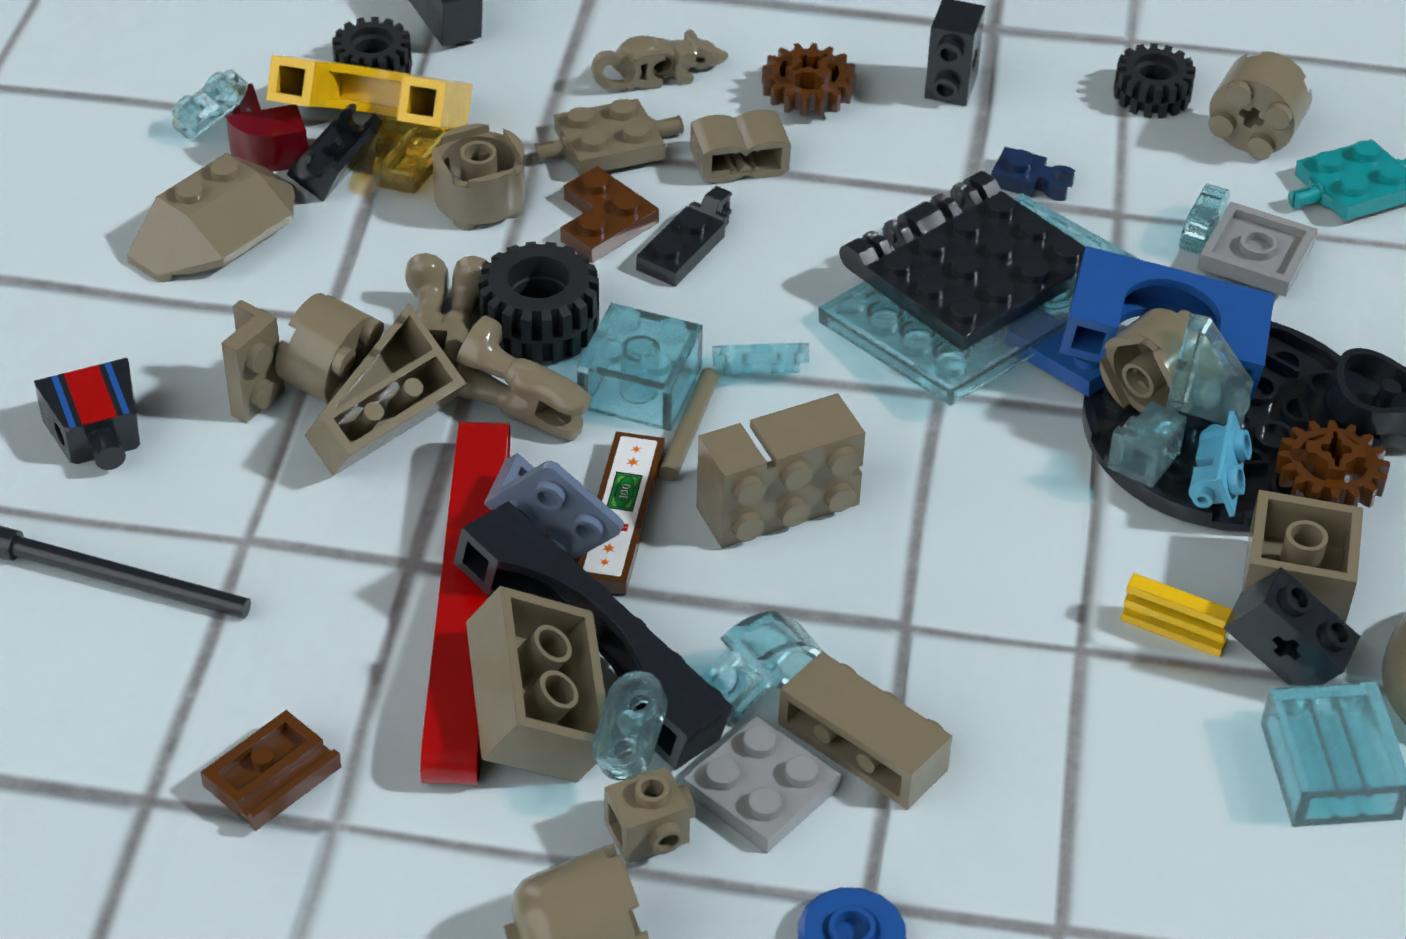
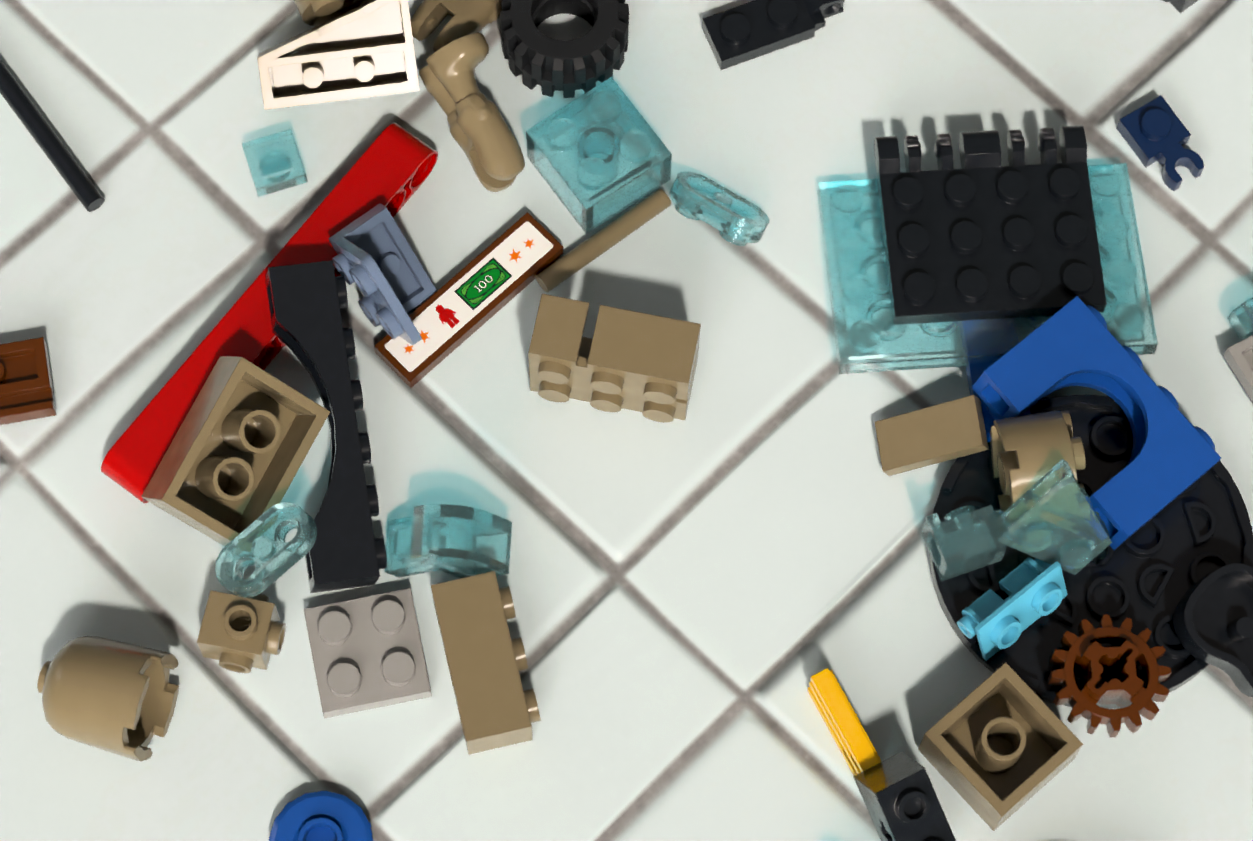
camera: 35 degrees right, 25 degrees up
(379, 501) = (274, 162): none -> clear light blue plate
(1054, 405) = (931, 435): none -> dark tan tile

